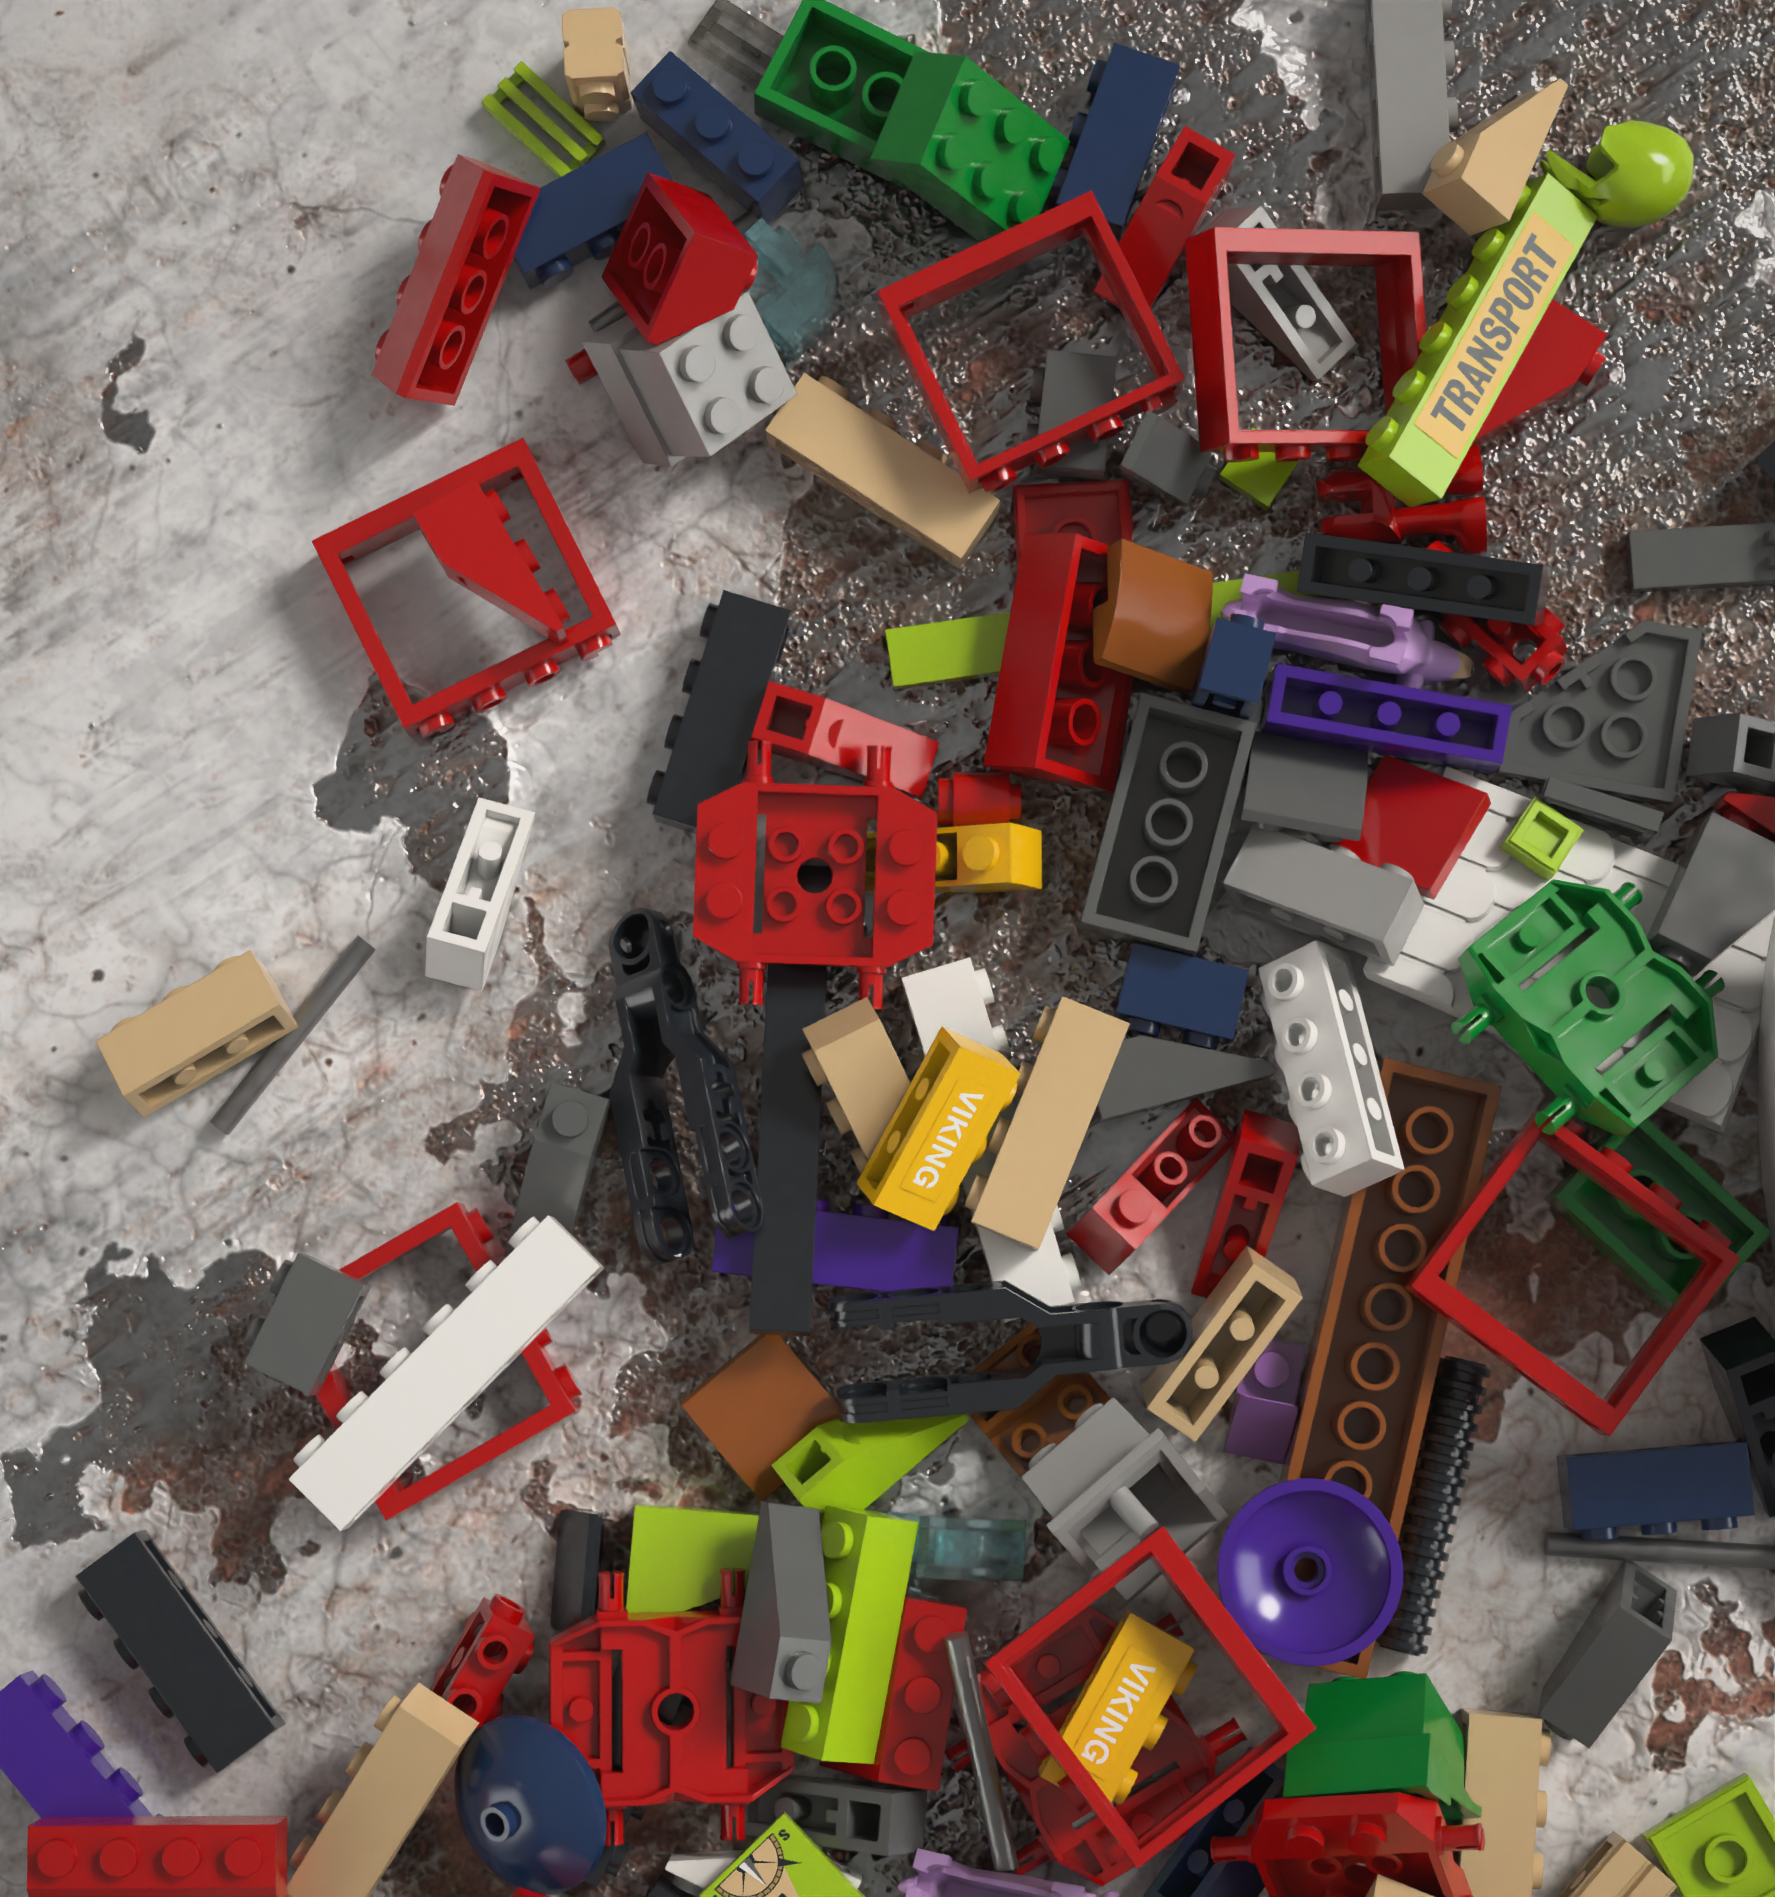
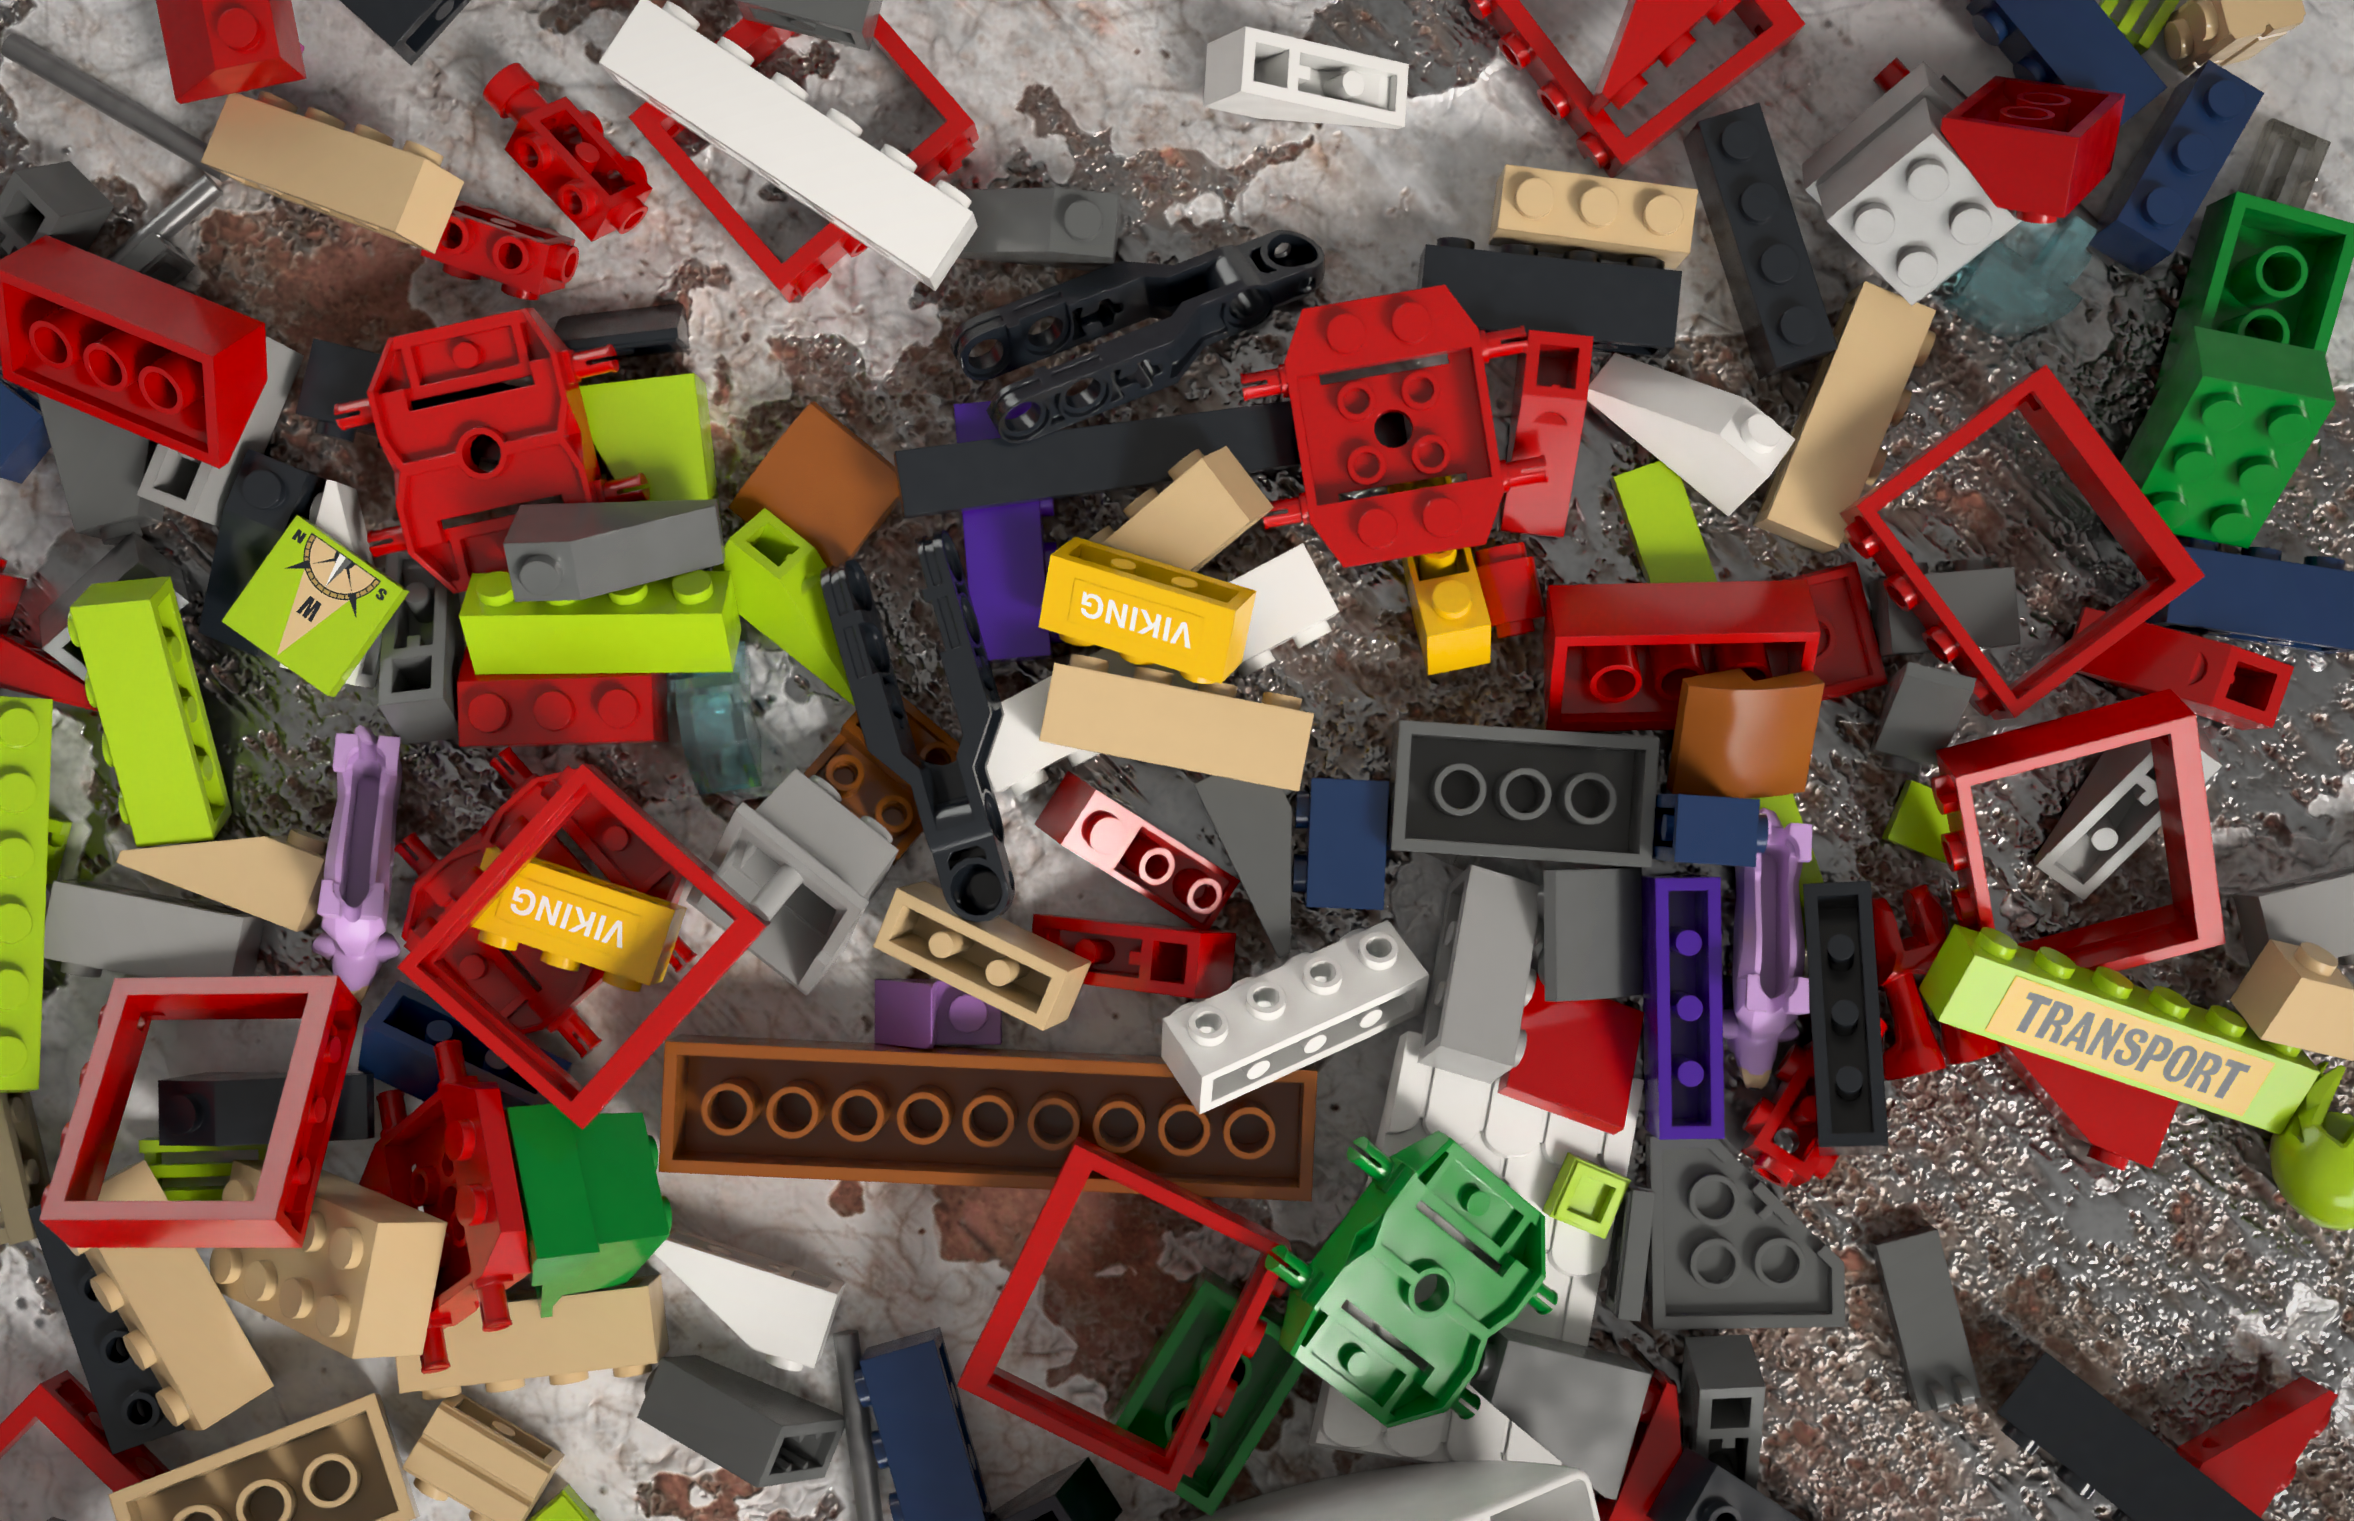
camera: 75 degrees right, 5 degrees up
(416, 1584) = (569, 156): none -> red brick
(530, 1804) = (360, 323): dark blue dish -> none
(655, 659) = (1592, 214): none -> tan brick
(708, 515) = (1759, 241): none -> black brick
(865, 607) = (1696, 430): none -> white slope
(981, 1751) = (509, 782): flat silver bar -> none
(1354, 1578) = (714, 1119): dark purple dish -> none
(1434, 1501) = (859, 1208): black piece -> none
(1503, 1610) = (759, 1298): none -> white slope

